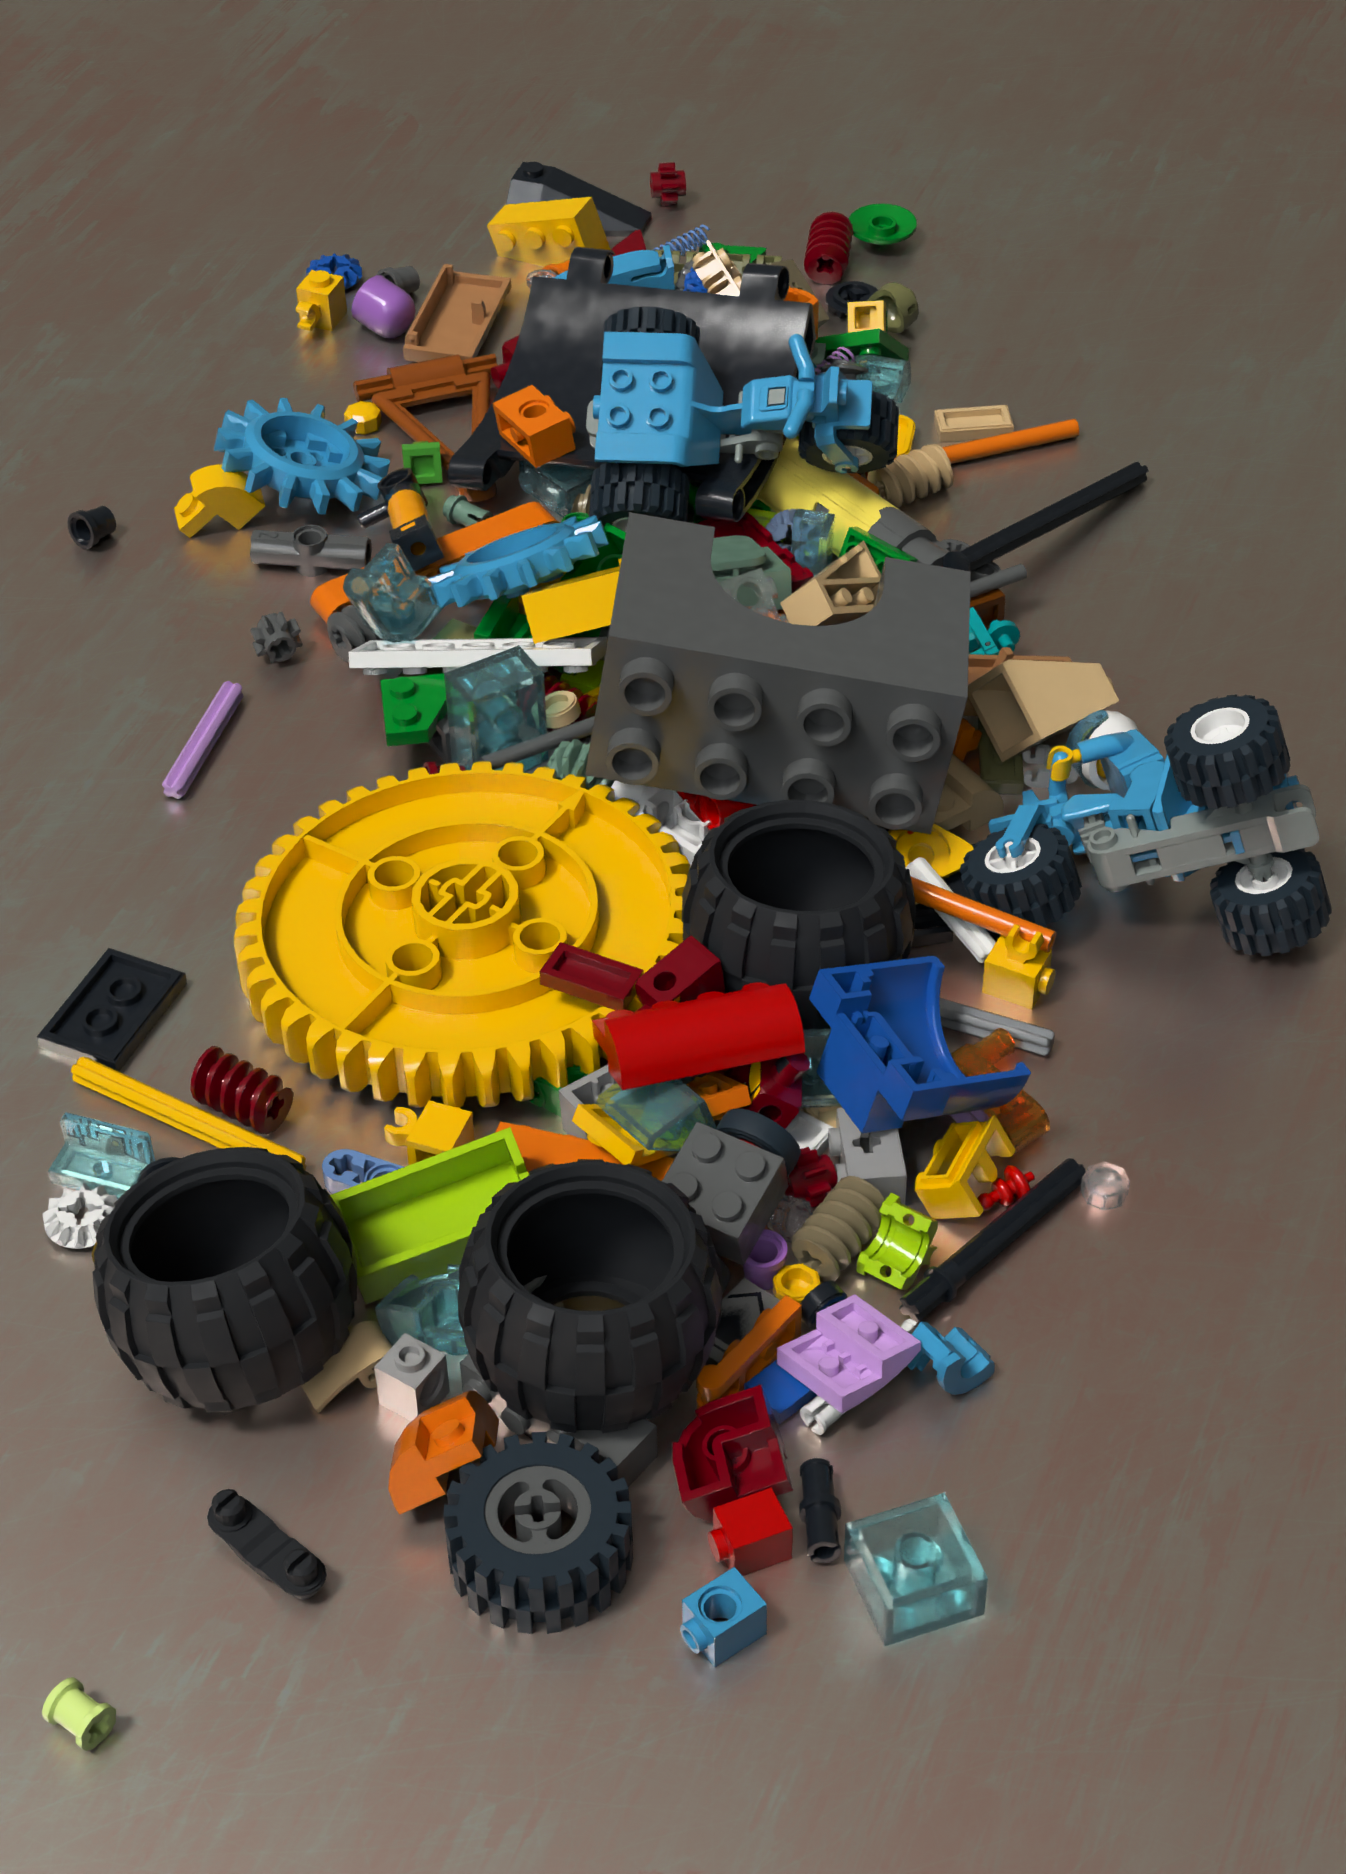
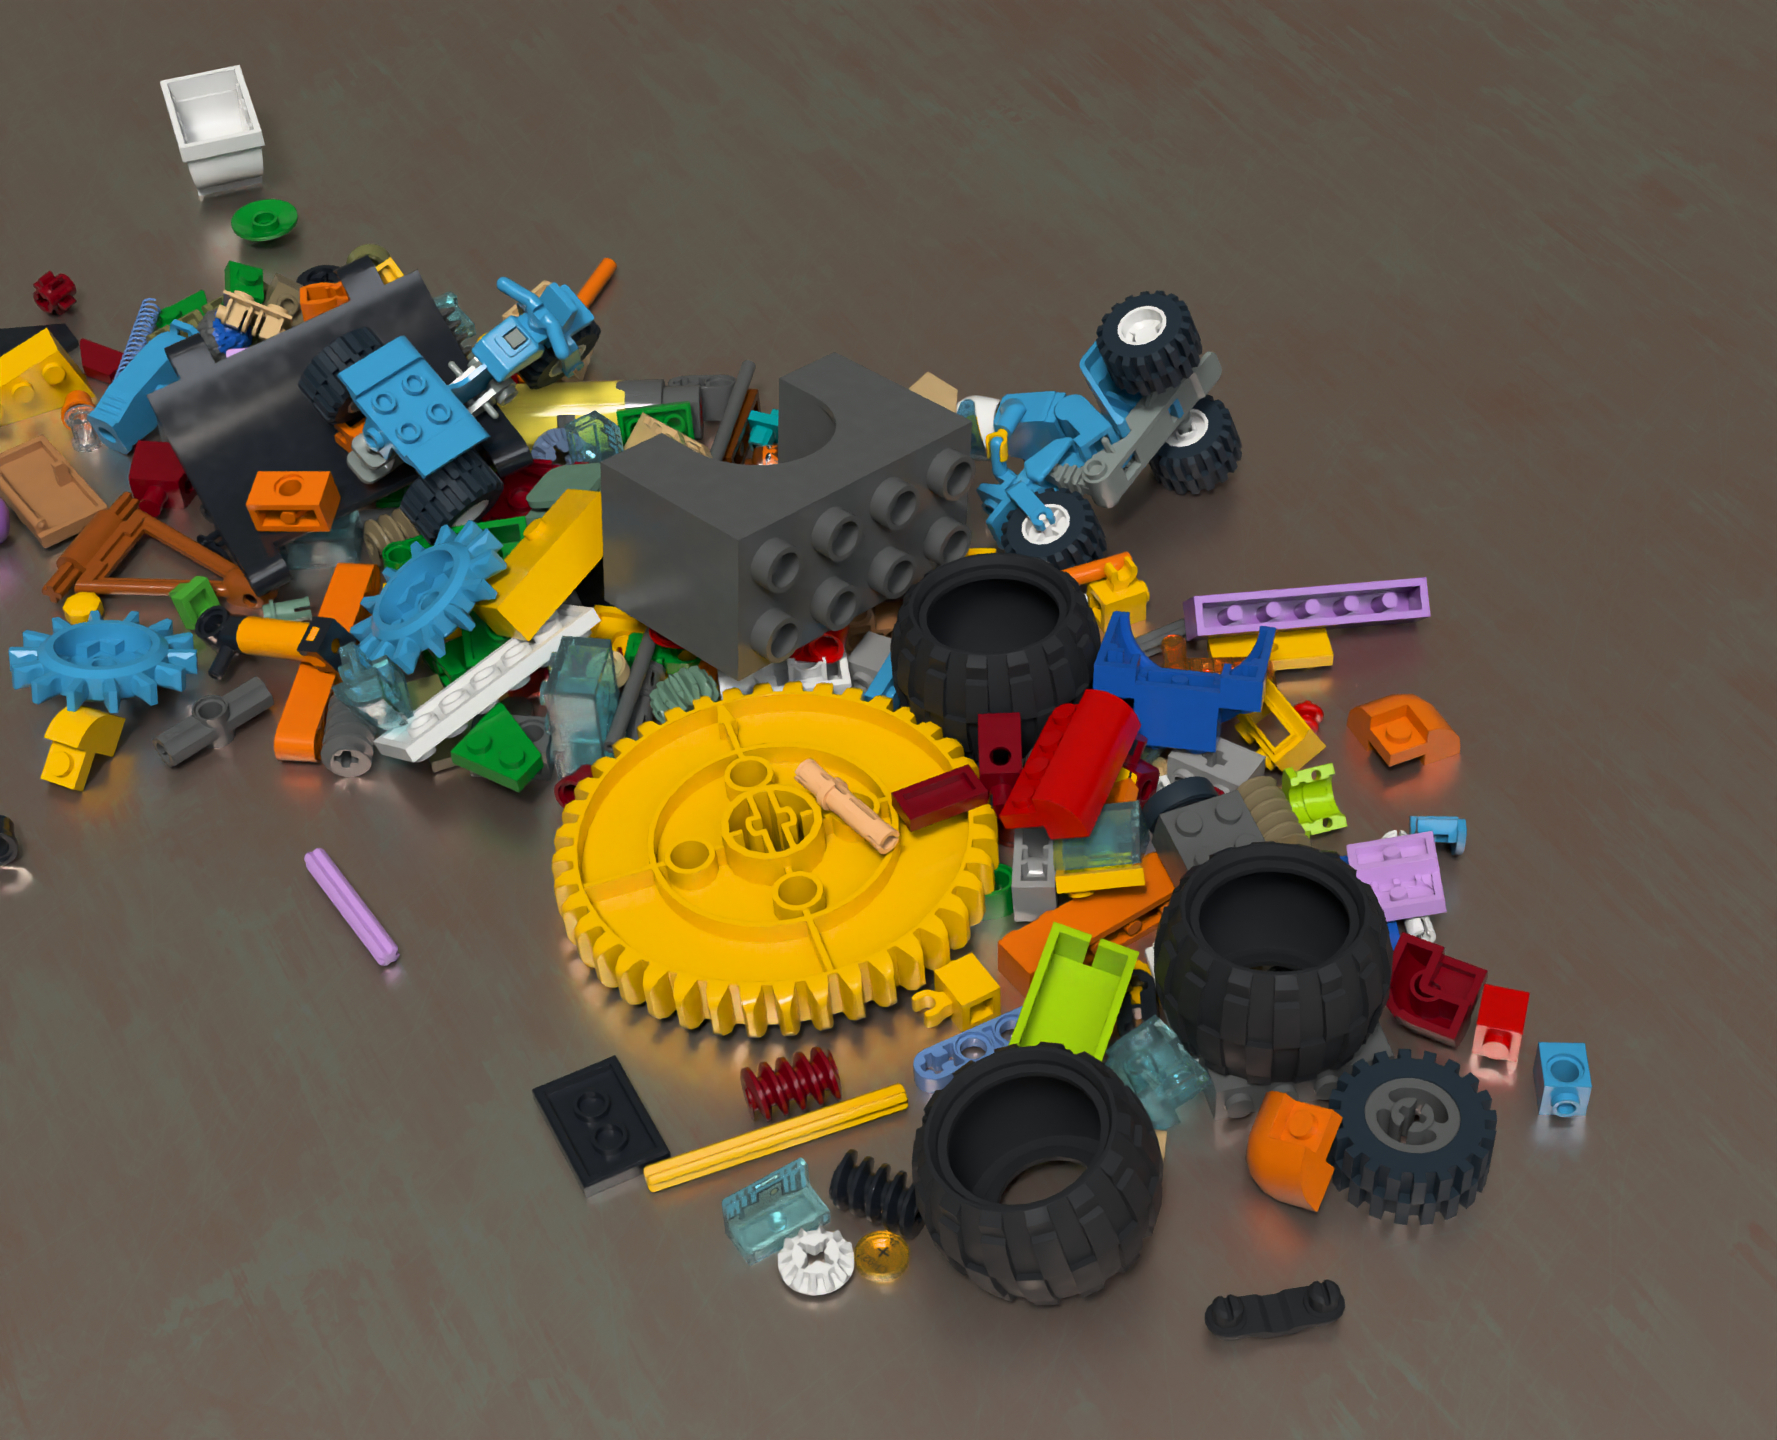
camera: 50 degrees left, 0 degrees up
(276, 637) = (295, 795): dark grey gear -> none
(411, 1377) = (1195, 1134): light grey brick -> none
(529, 889) = (834, 796): none -> light nougat pin
(760, 249) = (244, 279): none -> green bracket
(820, 1510) = (1510, 976): black pin -> none
(828, 248) = (249, 249): dark red piece -> none
(915, 1569) = (1610, 953): clear light blue brick -> none
(928, 128) = (216, 128): none -> white container
(942, 1282) = (1360, 800): black axle -> none
(1046, 519) = (716, 385): black axle -> none
(1072, 1264) = (1403, 729): none -> orange brick
(1079, 1116) = (1290, 648): none -> yellow tile
(1105, 1186) = (1346, 675): clear tile -> none
(1137, 1101) = (1307, 608): none -> medium lavender brick

